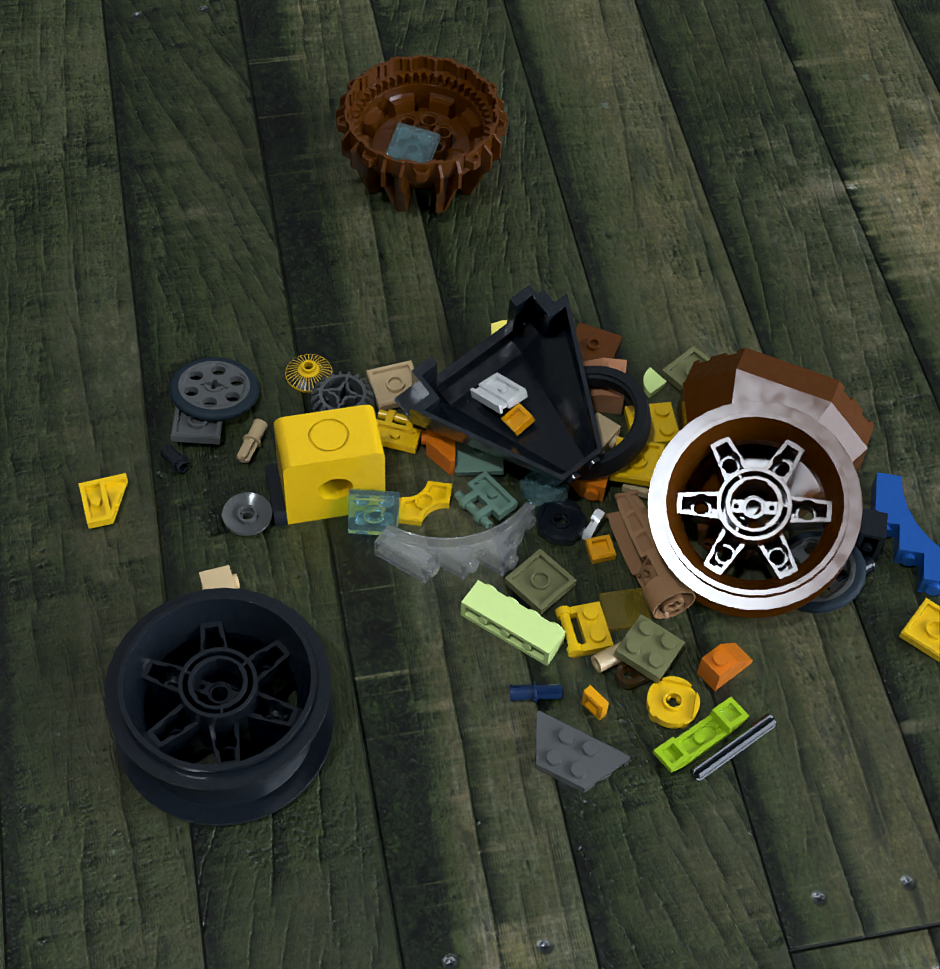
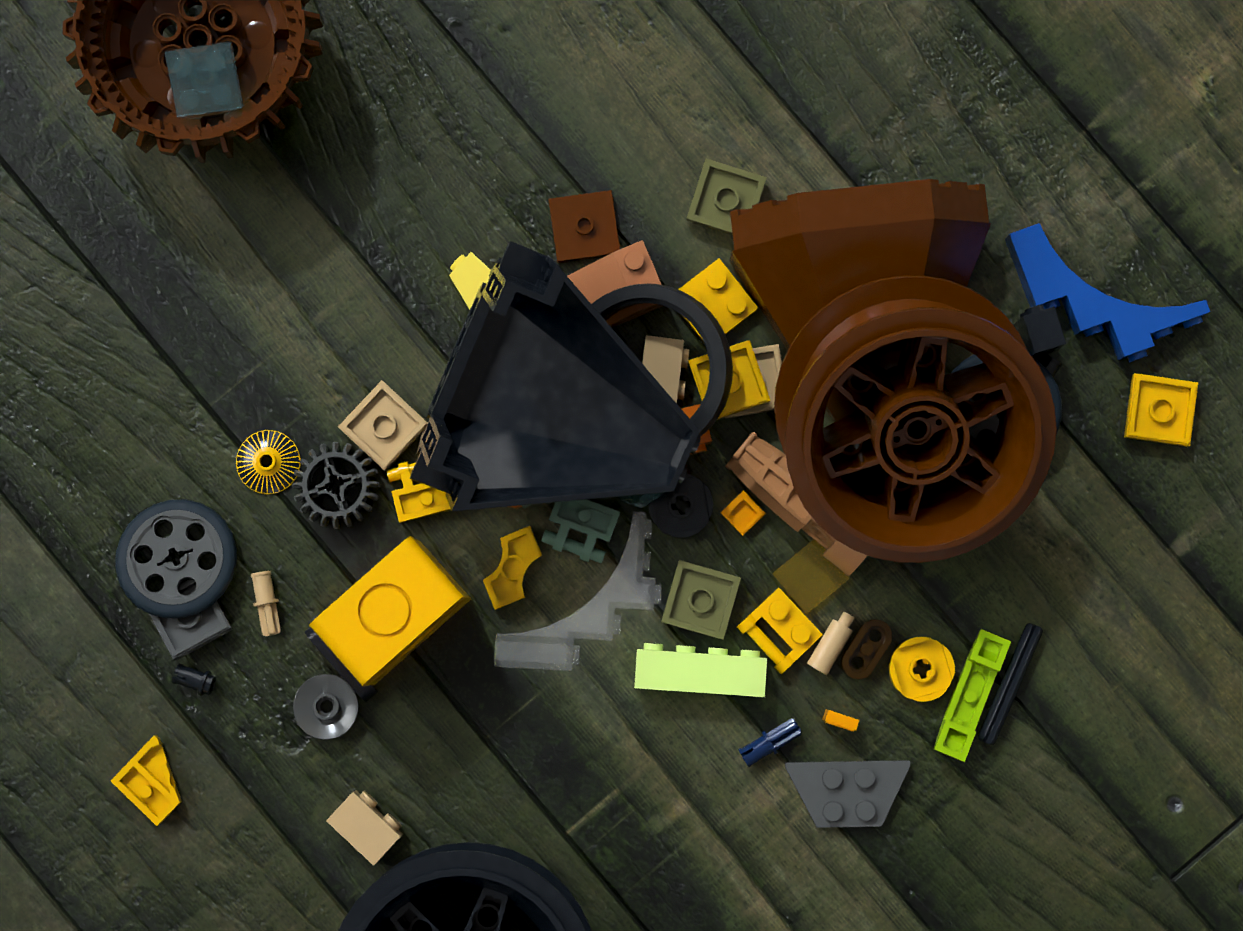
camera: 25 degrees left, 30 degrees up
(372, 511) = (470, 629): clear light blue plate -> none
(499, 392) = (524, 392): white plate -> none
(518, 419) = (567, 416): light orange tile -> none
(596, 521) = (720, 491): white tile -> none
(649, 648) = (867, 624): olive plate -> none
(653, 383) = (682, 238): yellowish green tile -> none
(722, 664) = (954, 588): orange slope -> none

